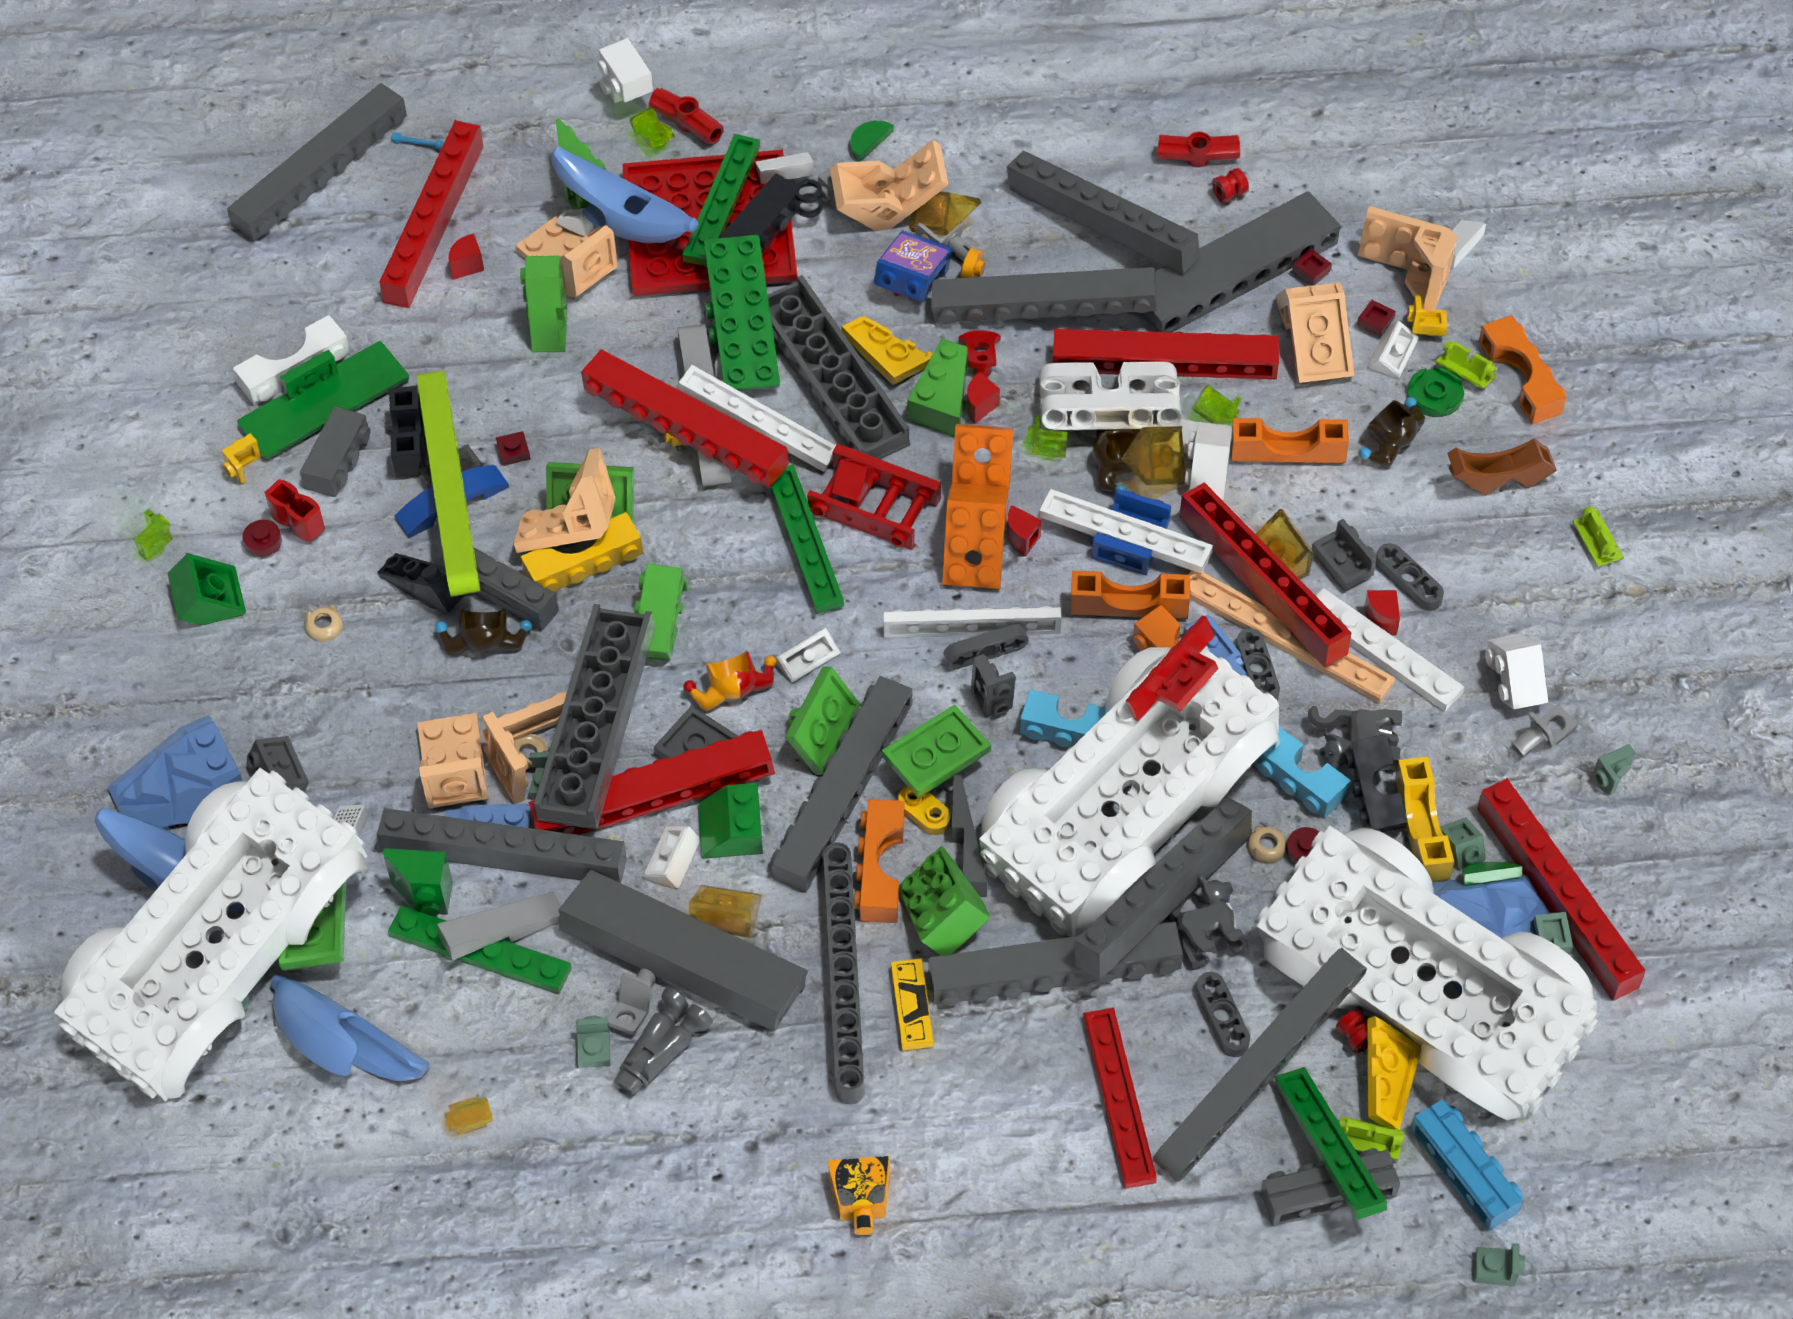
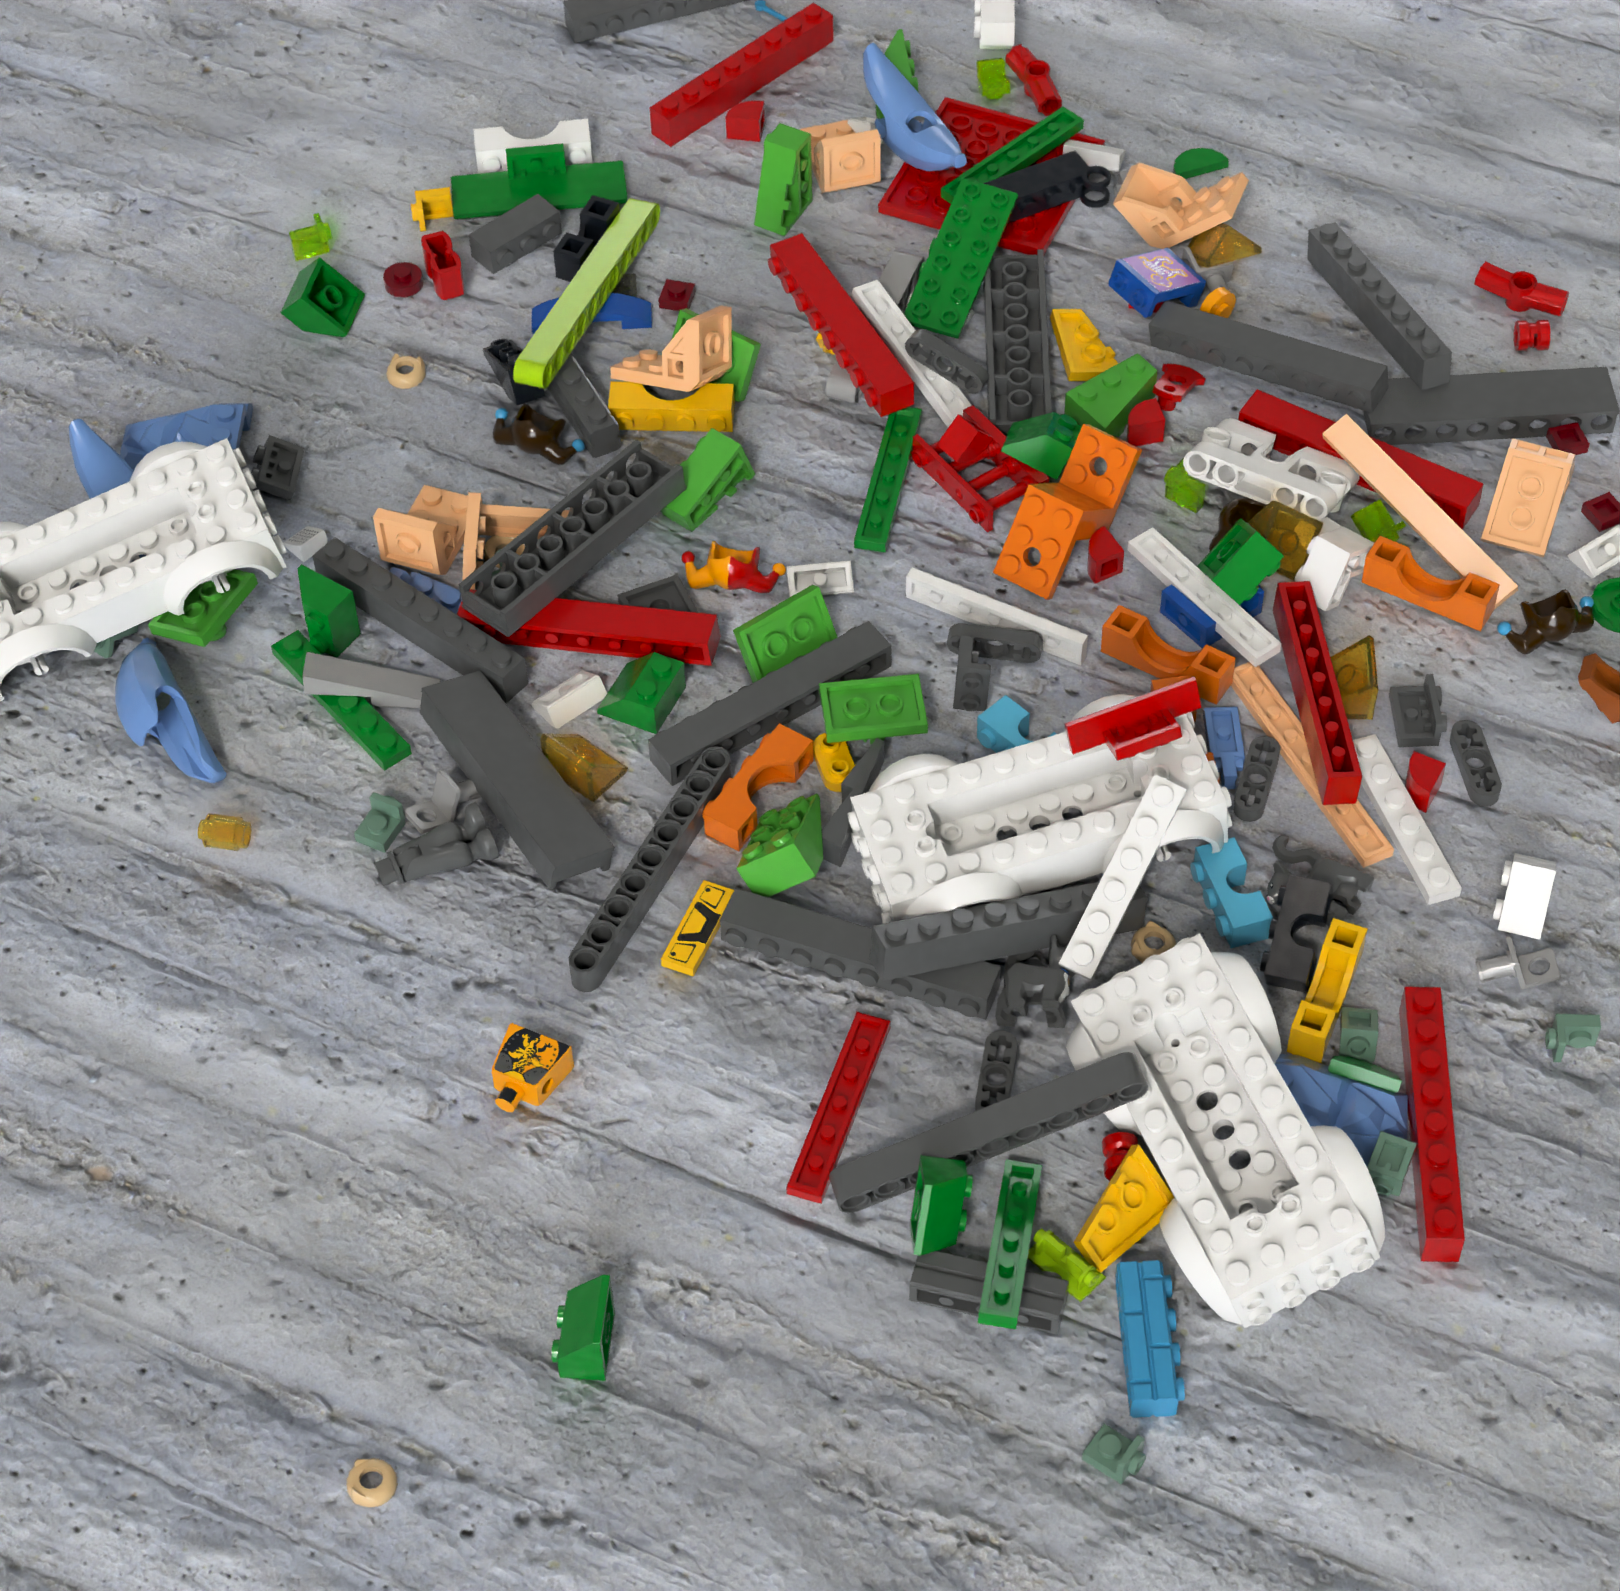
camera: 30 degrees right, 5 degrees down
(820, 418) = (958, 359): none -> dark grey beam
(917, 452) = (1043, 442): none -> green slope
(1143, 489) = (1241, 562): none -> green slope
(1236, 805) = (1122, 877): none -> white plate
(1237, 377) = (1415, 505): none -> light nougat tile
(1256, 1140) = (938, 1204): none -> green slope

